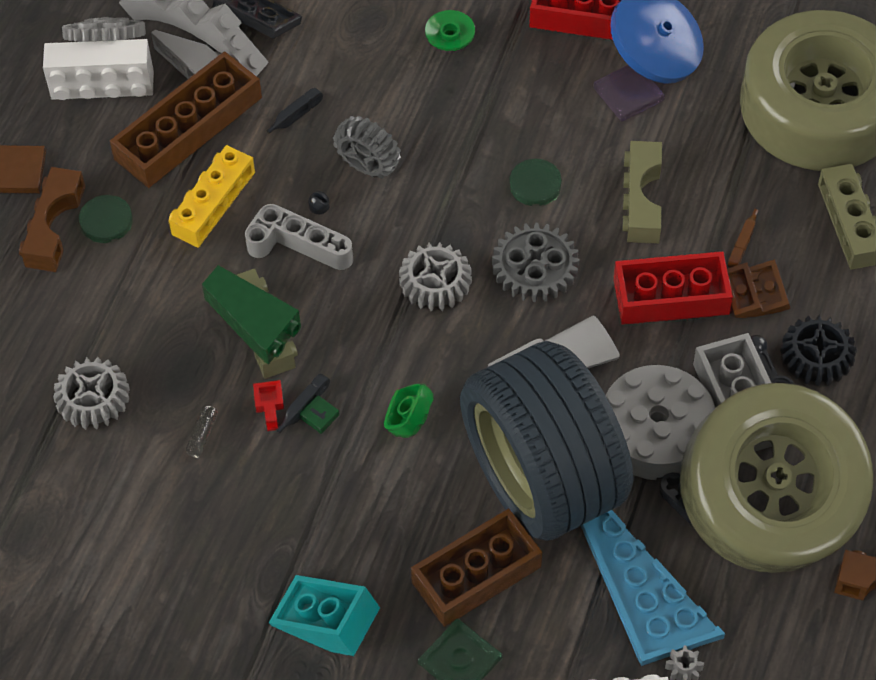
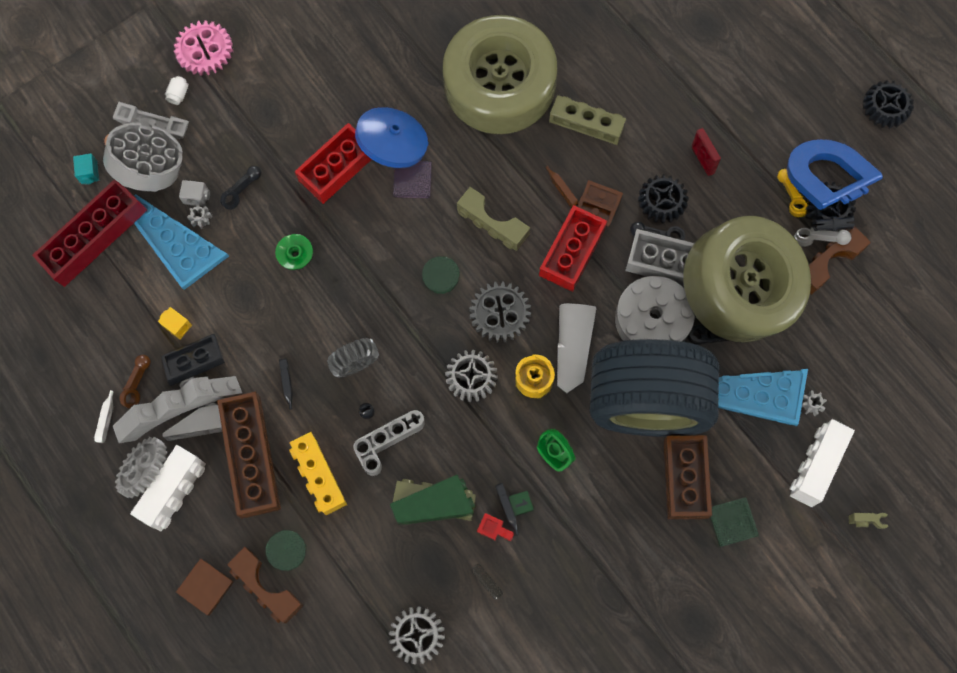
camera: 55 degrees left, 15 degrees up
(326, 613) = (660, 583): teal slope -> none
(481, 336) = (529, 367): none -> yellow brick

